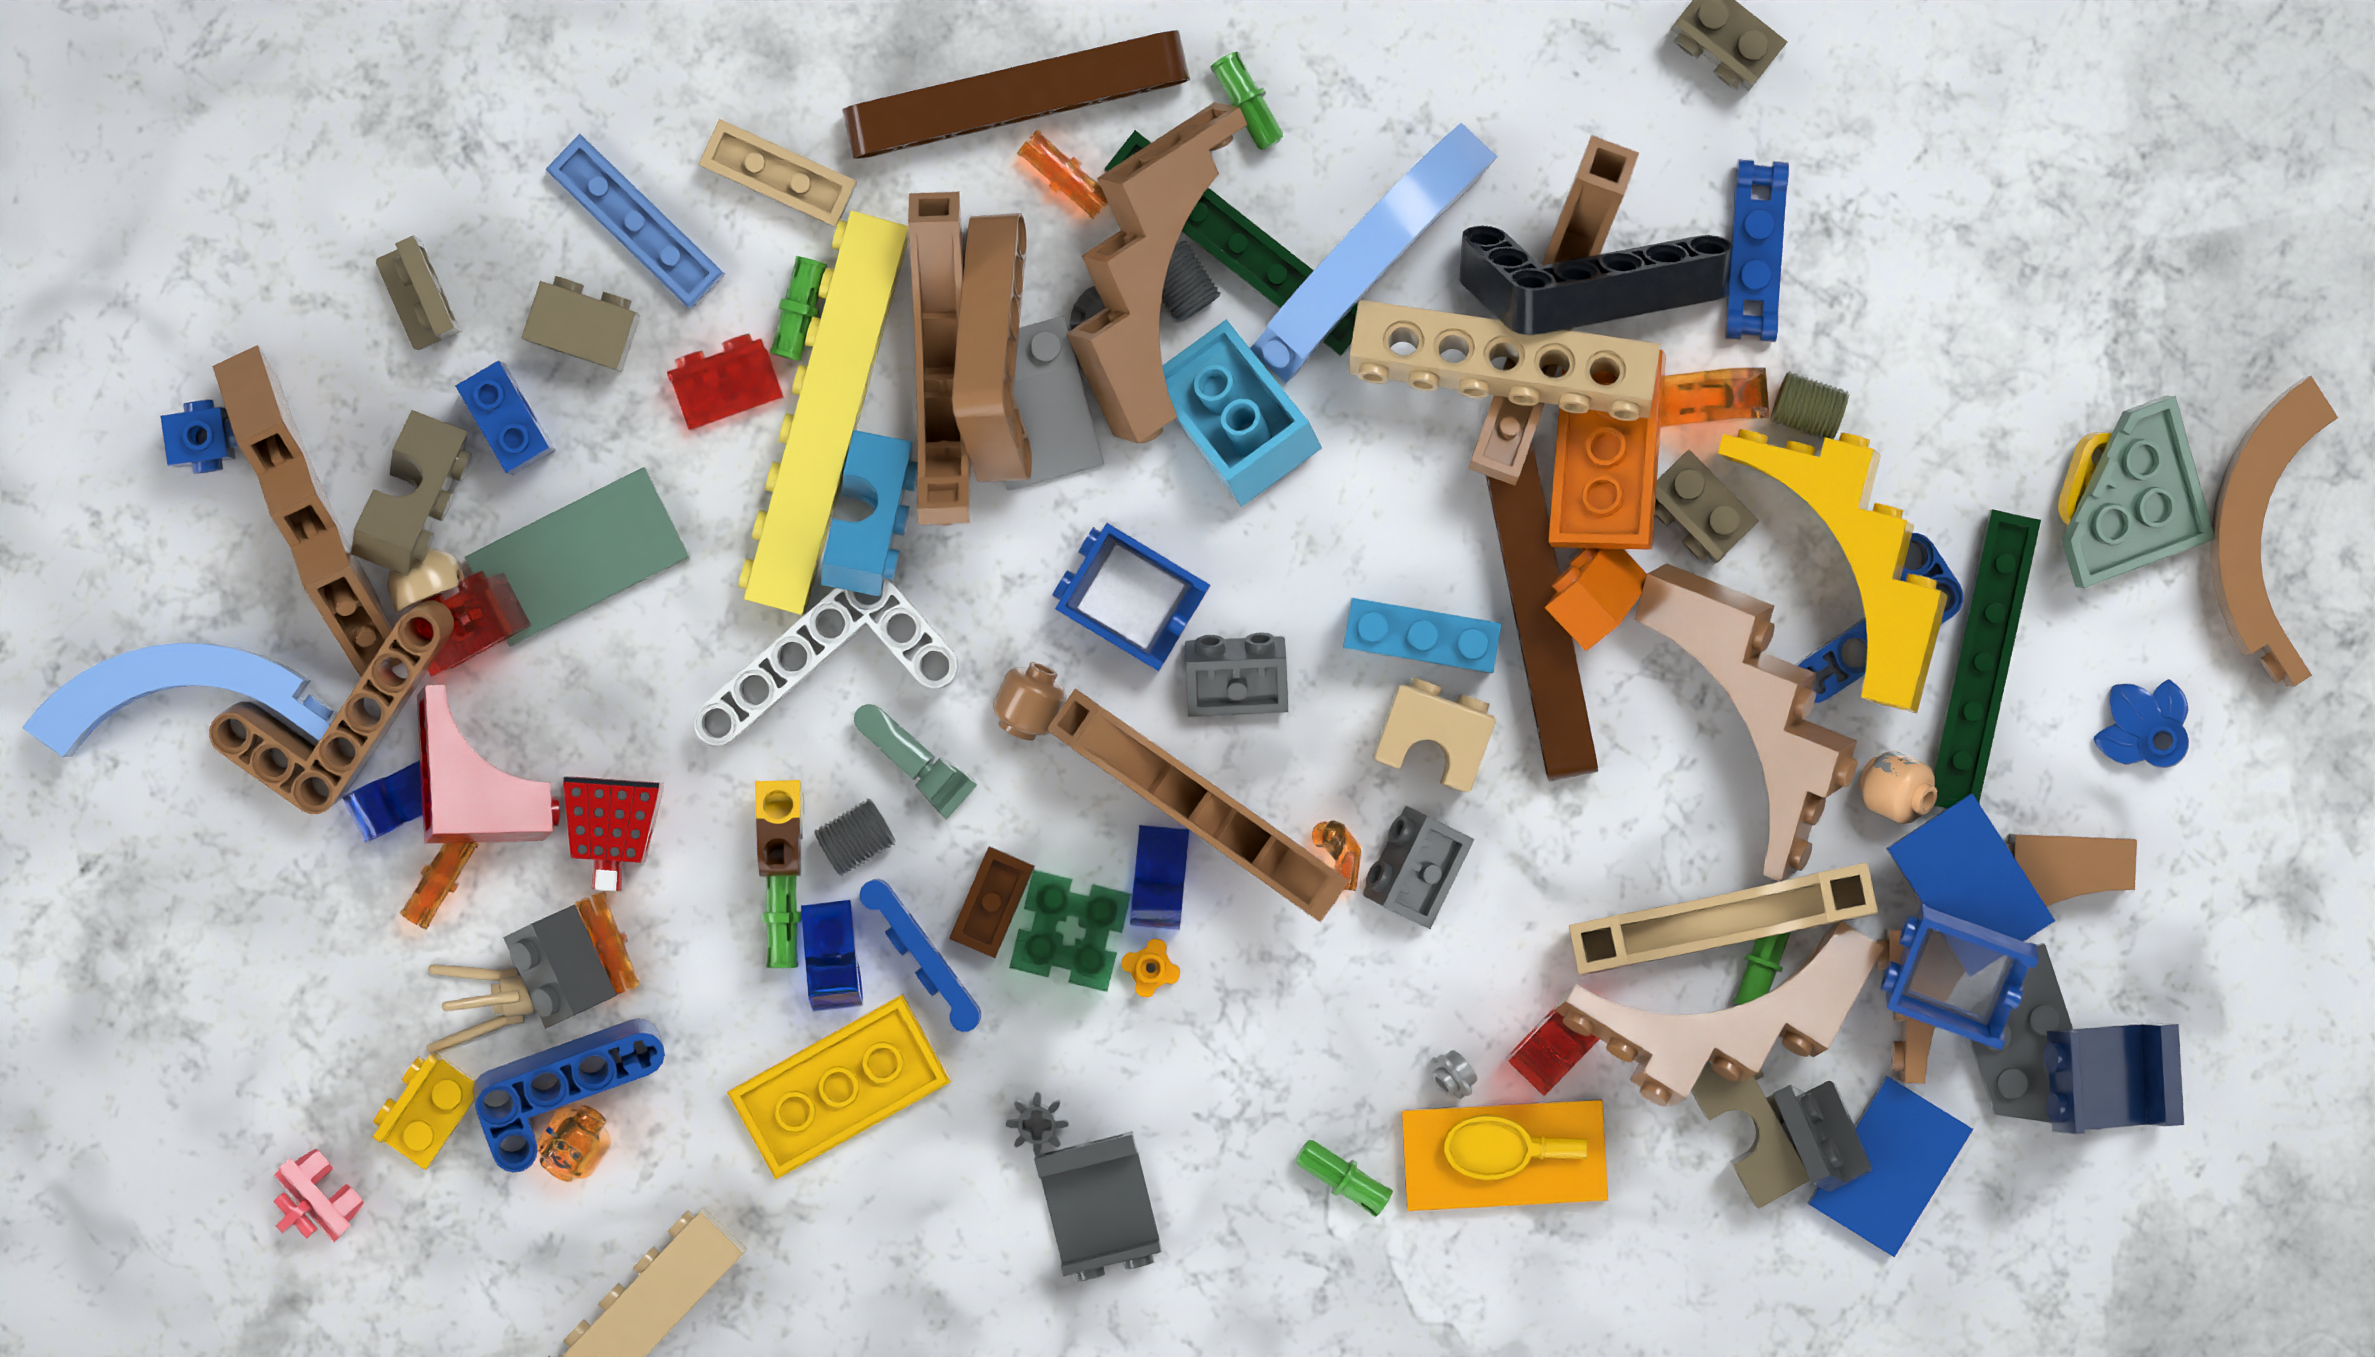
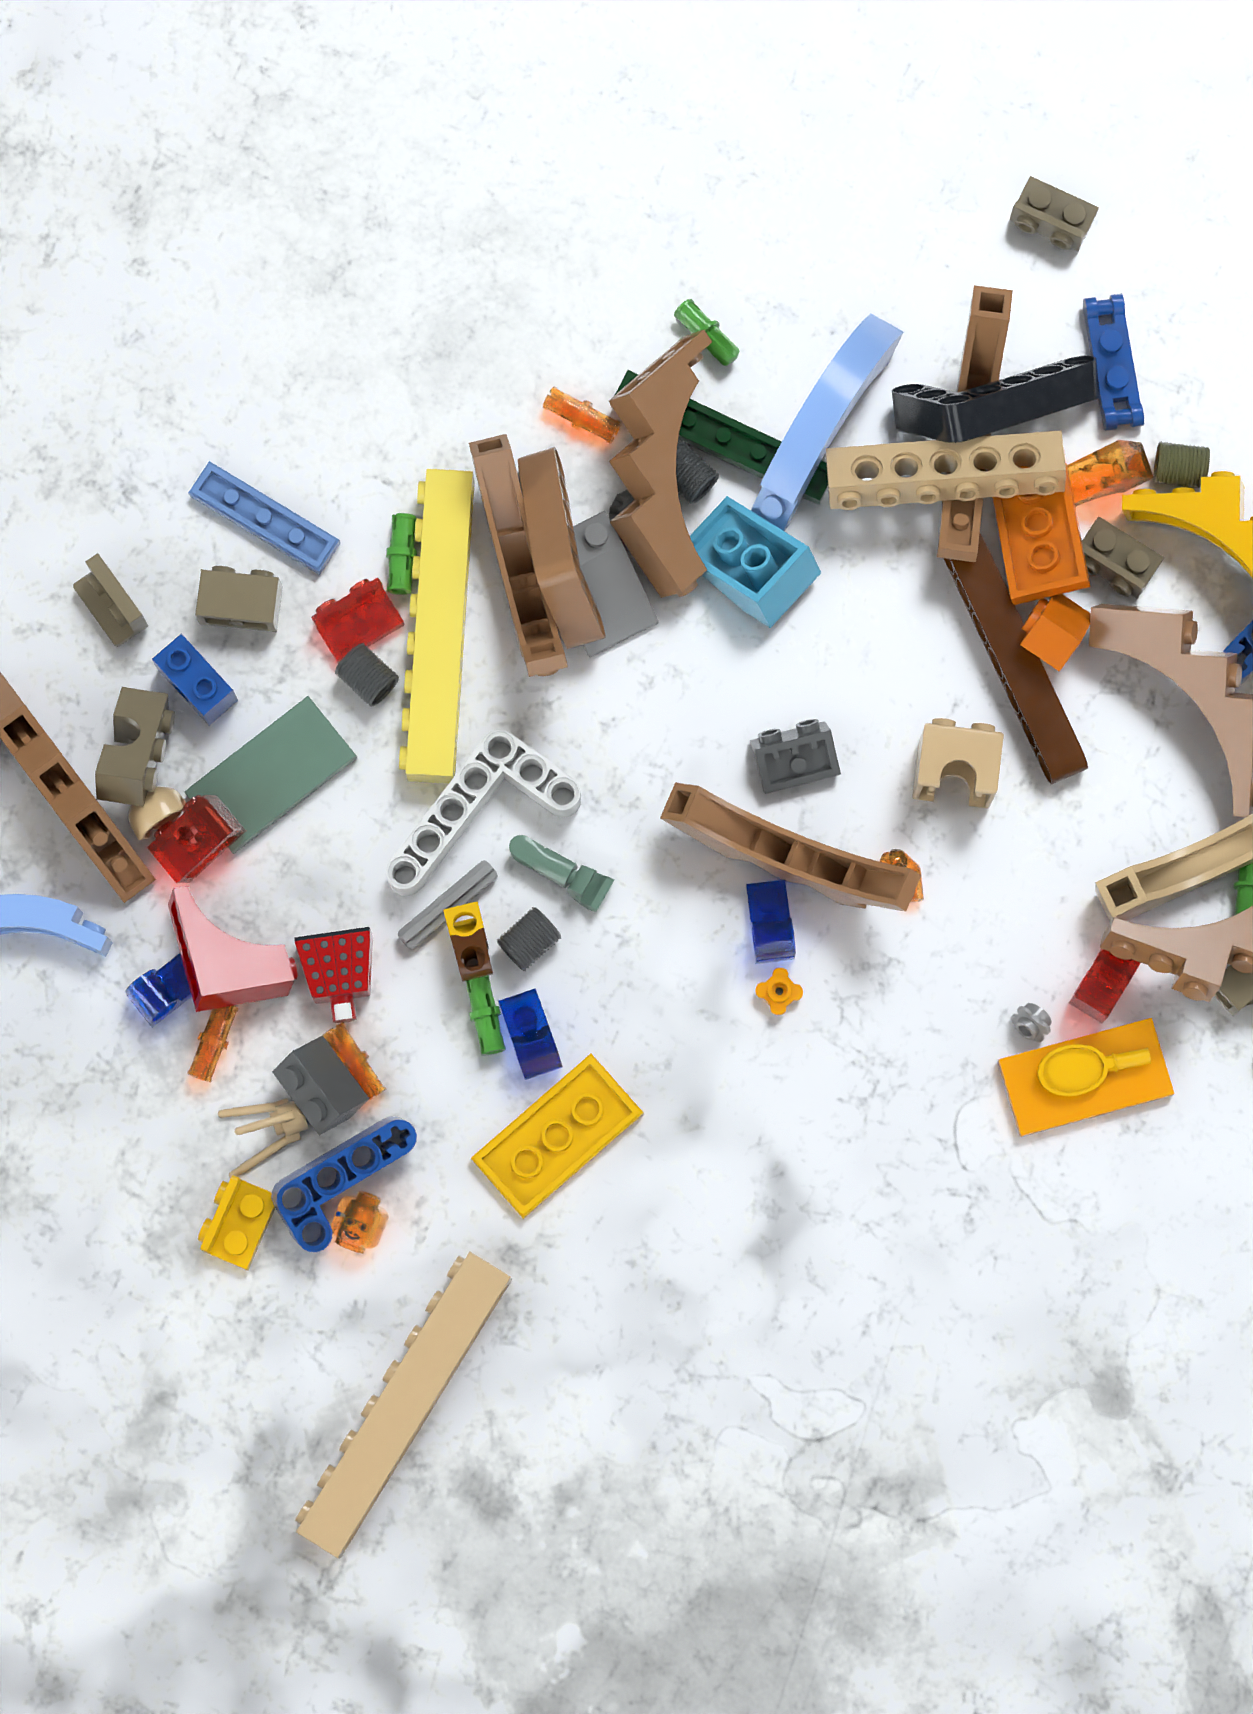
camera: 10 degrees left, 10 degrees down
(300, 1181) = (159, 1315): coral hips -> none
(351, 722) = (119, 929): medium nougat beam -> none
(722, 457) = (366, 674): none -> dark grey piece
(765, 767) = (458, 894): none -> light grey axle
(777, 173) = (365, 458): tan plate -> none
(861, 552) = (488, 713): dark azure arch -> none
(934, 971) = (587, 1006): blue plate -> none
(992, 902) = (645, 966): reddish brown plate -> none
(1016, 94) = (532, 363): reddish brown beam -> none
(1026, 1133) = (711, 1138): dark grey gear -> none
(1028, 700) = (640, 807): medium nougat head -> none
(1044, 945) = (730, 956): clear green brick -> none
(1099, 1206) = (779, 1183): dark grey panel -> none
(1130, 595) = (700, 711): window -> none
(1344, 1177) = (966, 1120): bright green axle -> none
(1417, 866) = (967, 869): dark grey bracket -> none
(1422, 635) = (914, 692): dark azure arch -> none

